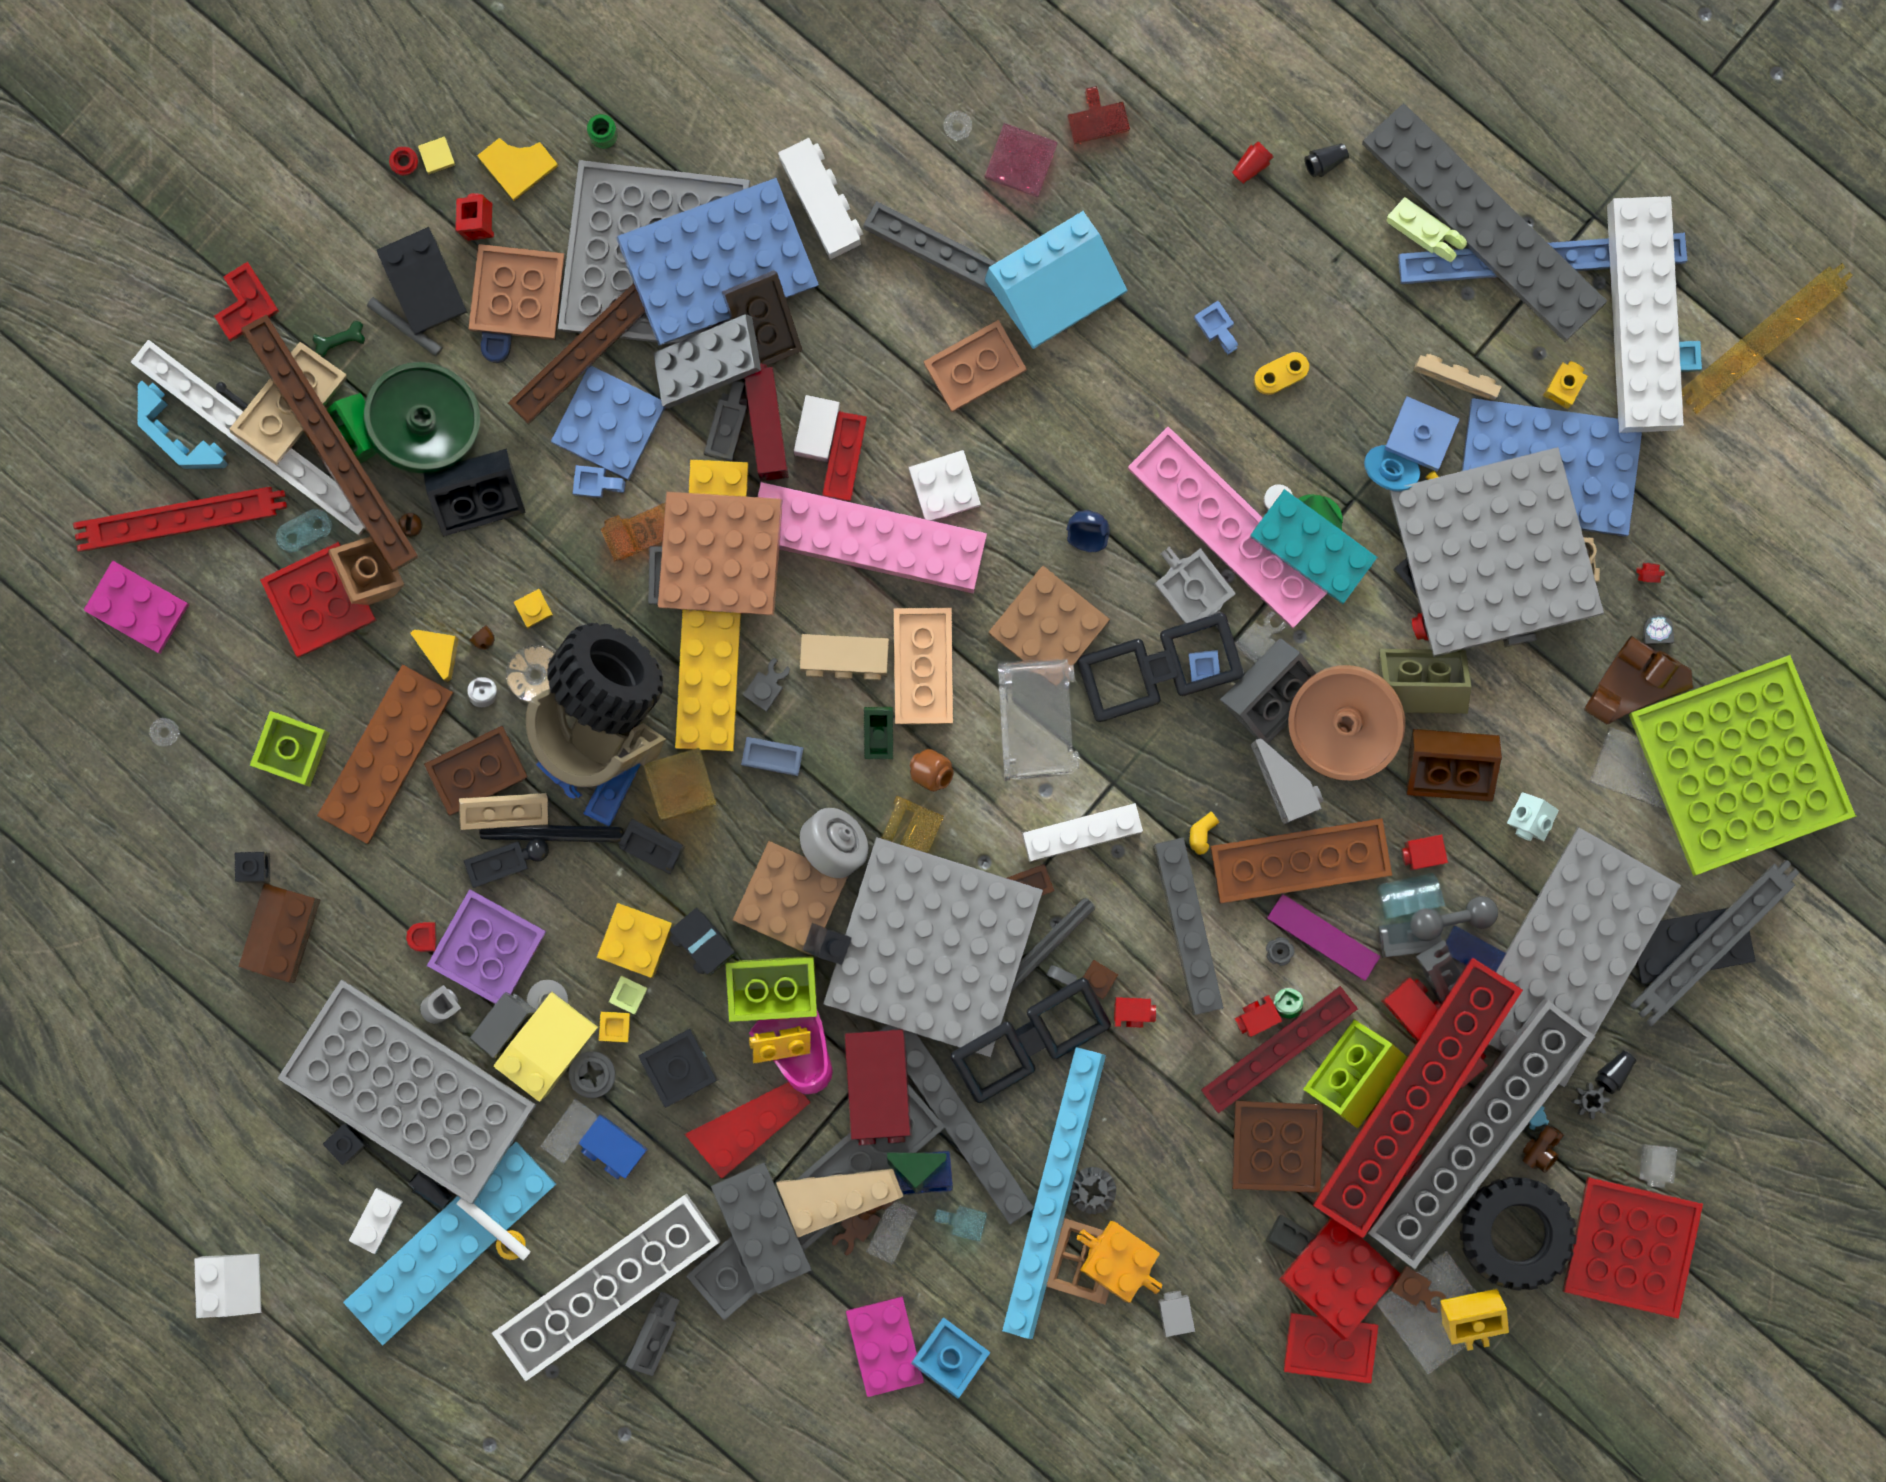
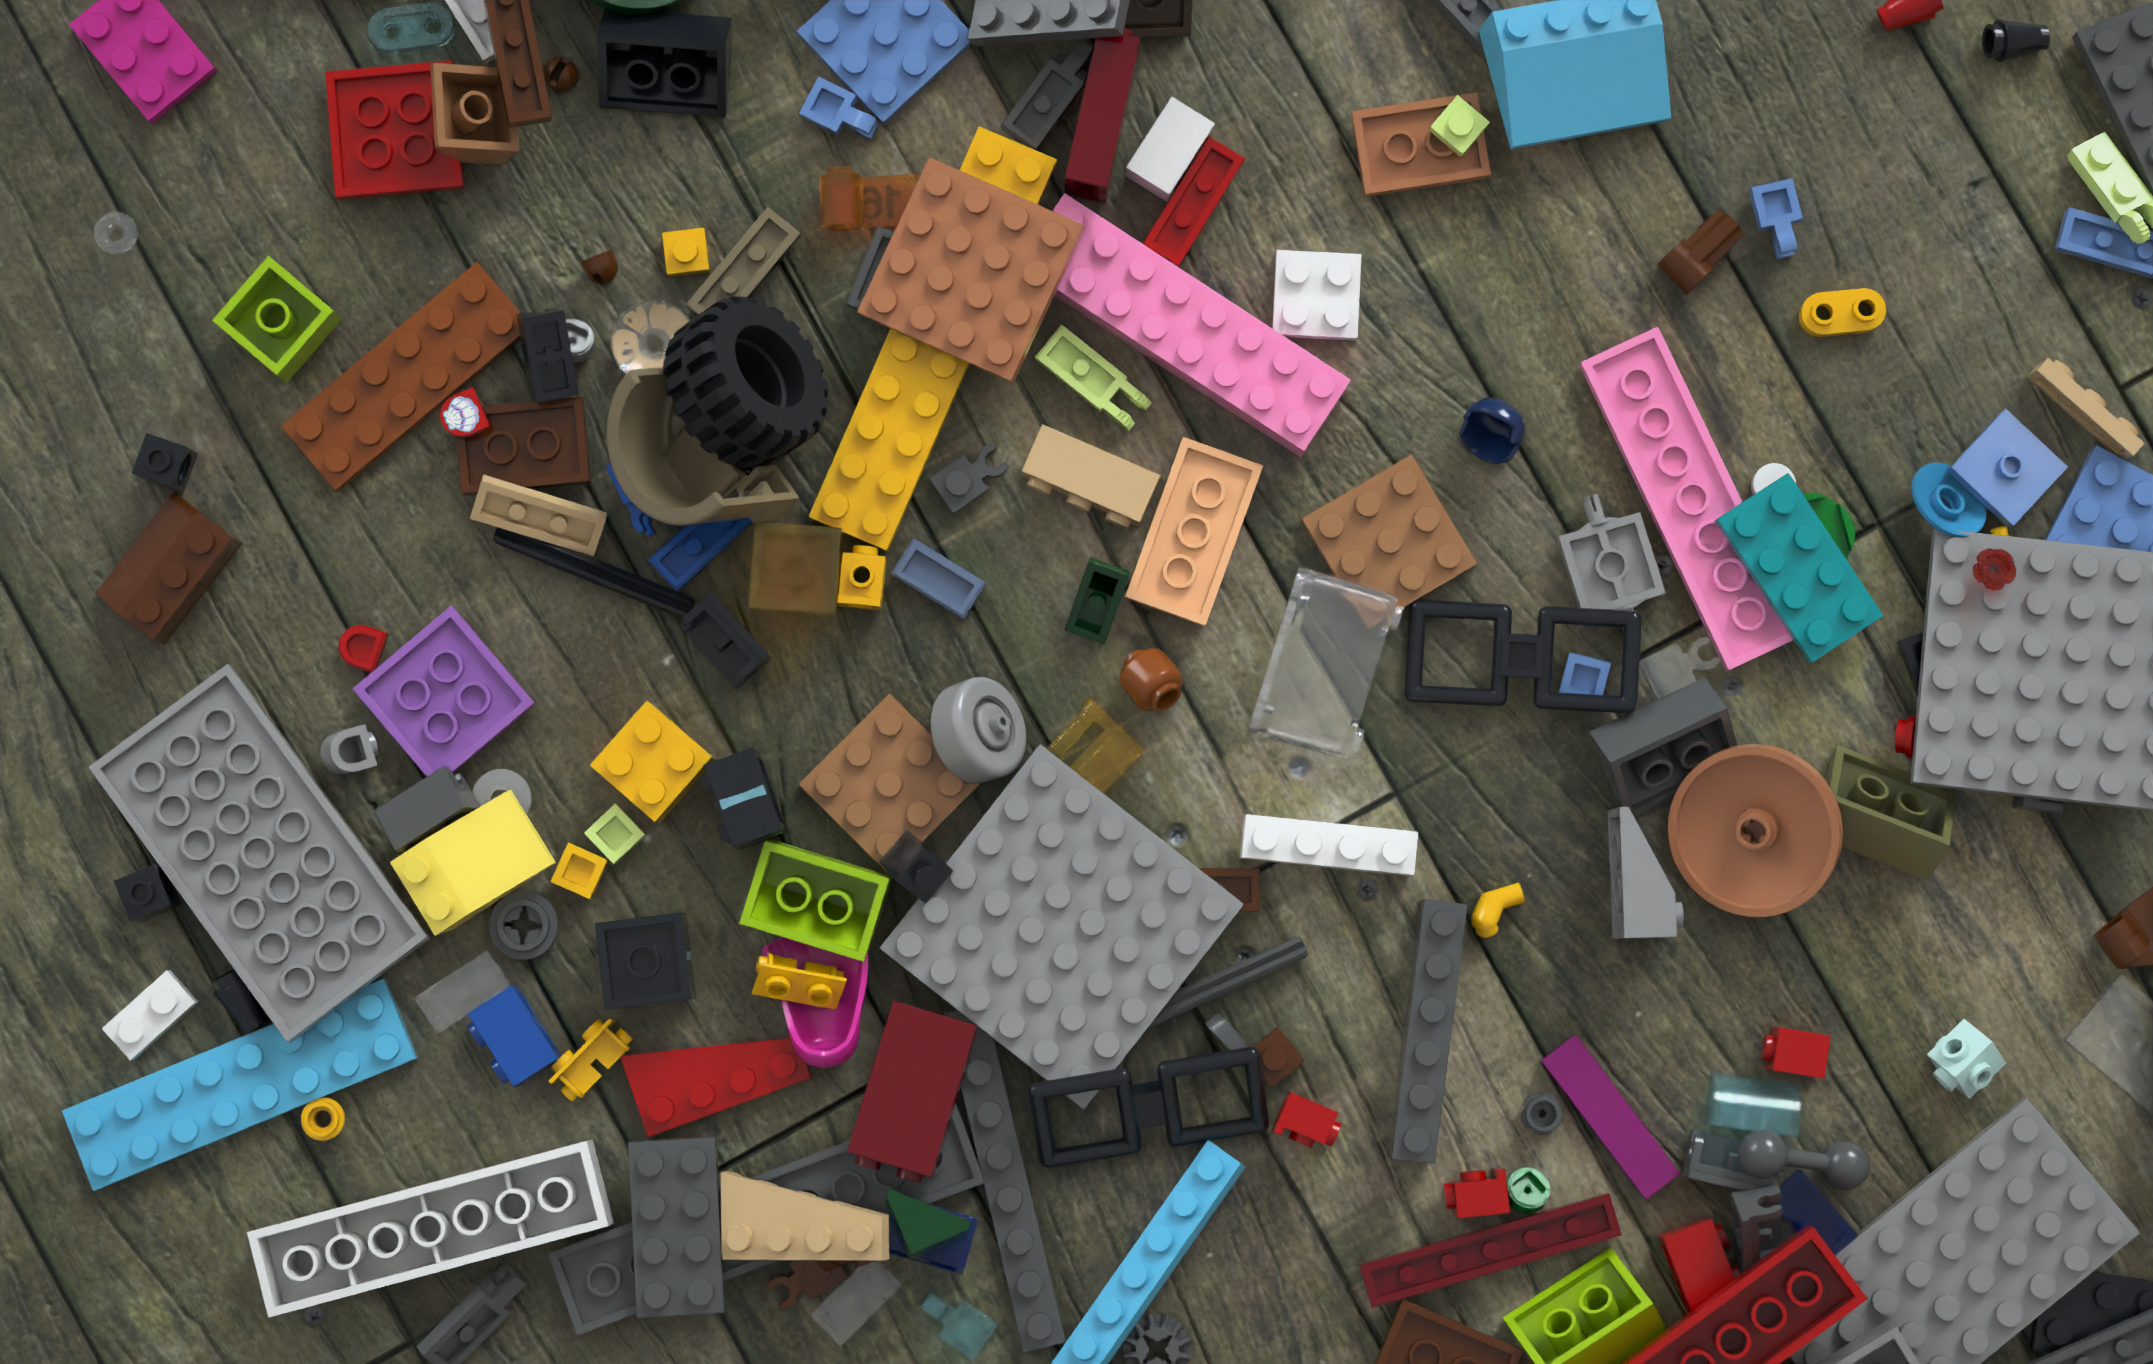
camera: 20 degrees right, 0 degrees up
(432, 765) = (464, 415): none -> tile
(439, 649) = (534, 261): yellow slope -> none
(470, 707) = (547, 355): none -> black hinge
(494, 1228) = (307, 1088): white bar -> none
(504, 861) = (514, 585): black plate -> none
(575, 601) = (748, 261): none -> dark tan plate
(660, 1152) = (601, 1044): none -> yellow hinge
(727, 785) = (867, 594): none -> yellow brick
(819, 591) = (1089, 375): none -> yellowish green hinge
(995, 345) = (1459, 126): none -> yellowish green plate
(1175, 373) = (1693, 258): none -> reddish brown piece
(1301, 860) = (1618, 998): dark orange plate -> none
(1435, 494) = (1999, 558): none -> clear red plate
(1453, 765) = (1881, 945): reddish brown slope -> none

